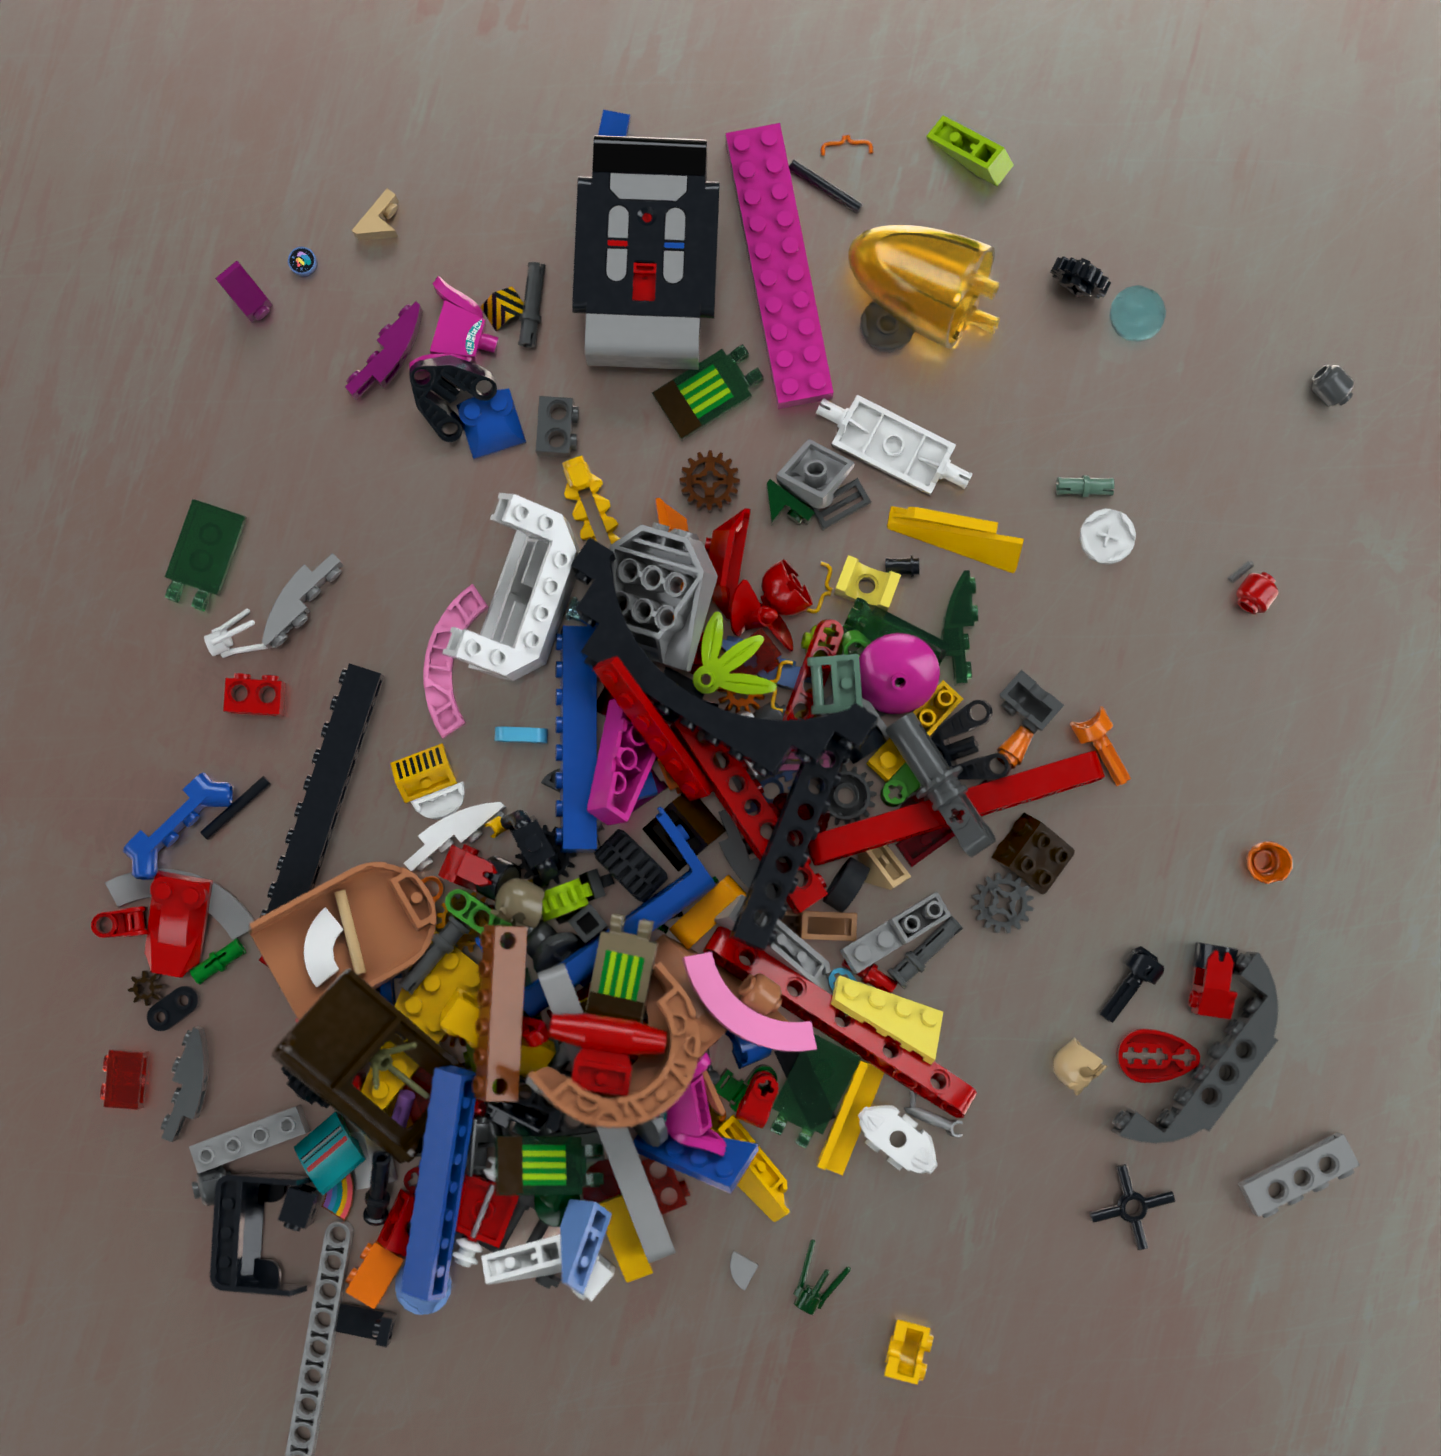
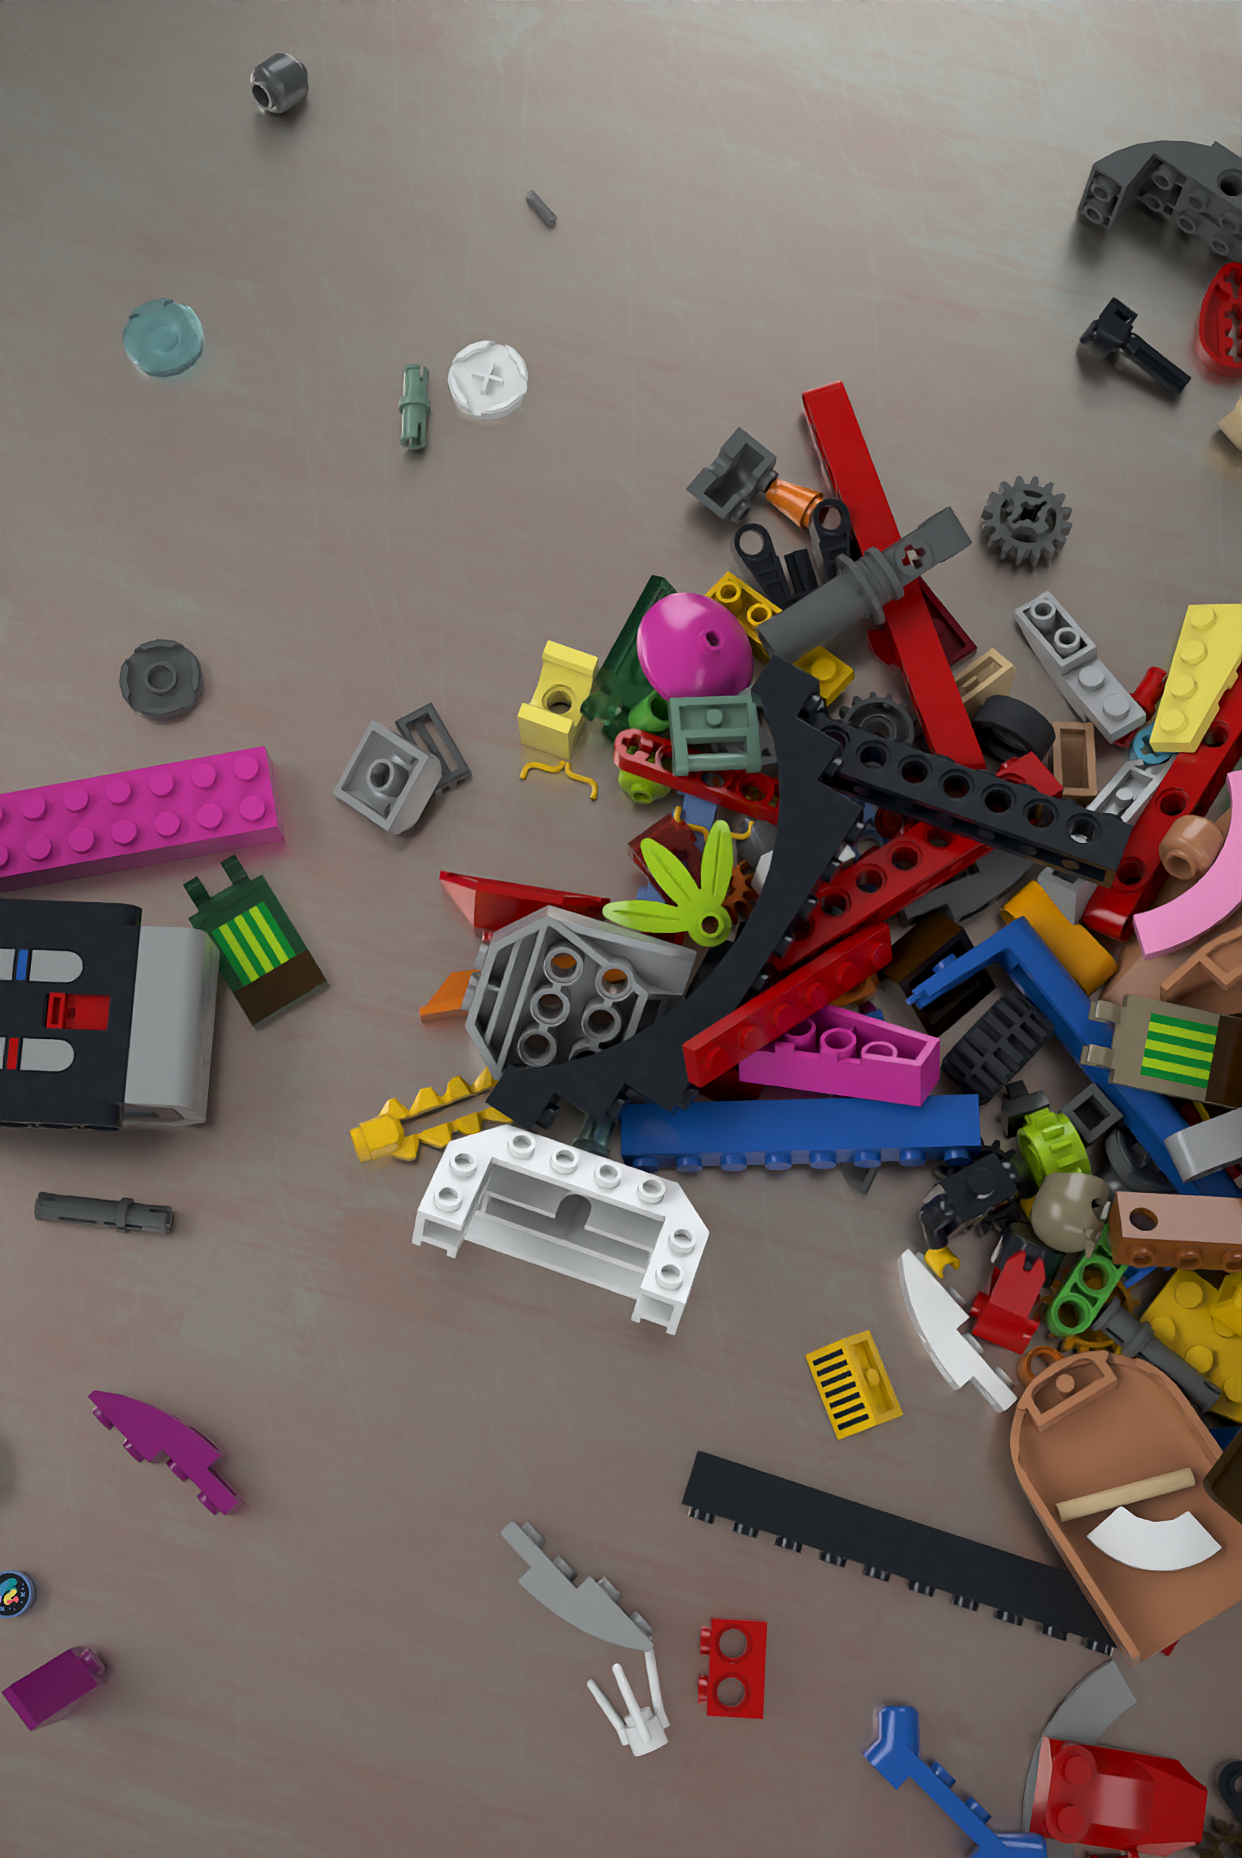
camera: 90 degrees left, 10 degrees down
(203, 552) = (492, 1760): clear green tile -> none
(217, 961) = (1192, 1752): green pin -> none
(235, 807) = (916, 1697): black bar -> none
(439, 667) = (670, 1358): bright pink tile -> none
(441, 803) = (901, 1355): white tile -> none
(459, 327) = (143, 1330): dark pink torso -> none
(459, 372) = (207, 1321): black connector -> none
(491, 424) = (291, 1279): blue slope -> none
(502, 306) = (105, 1262): sticker -> none
(521, 735) = (791, 1226): medium azure beam -> none
(549, 426) = (300, 1184): dark grey brick -> none
(696, 480) = (411, 936): reddish brown gear -> none
(749, 614) = (603, 864): red piece -> none
(780, 499) = (426, 831): dark green slope -> none
(784, 591) = (567, 824): red cylinder -> none
(893, 444) = (345, 668): white plate -> none
(903, 566) = (529, 657): black pin -> none
(904, 781) = (861, 652): bright green piece -> none
(916, 960) = (1116, 641): dark grey pin -> none
(926, 278) = (94, 607): clear yellow windscreen -> none
(958, 534) = (482, 580): yellow wedge -> none
(960, 615) = (606, 582): clear green slope -> none
(1034, 853) = (950, 474): dark brown bracket -> none
(1080, 277) = (106, 400): black gear -> none
(1095, 732) = (773, 392): orange piece -> none
(1212, 981) = (1154, 231): red piece -> none
(1257, 593) = (573, 181): red head -> none
(1269, 862) = (955, 169): orange hair -> none

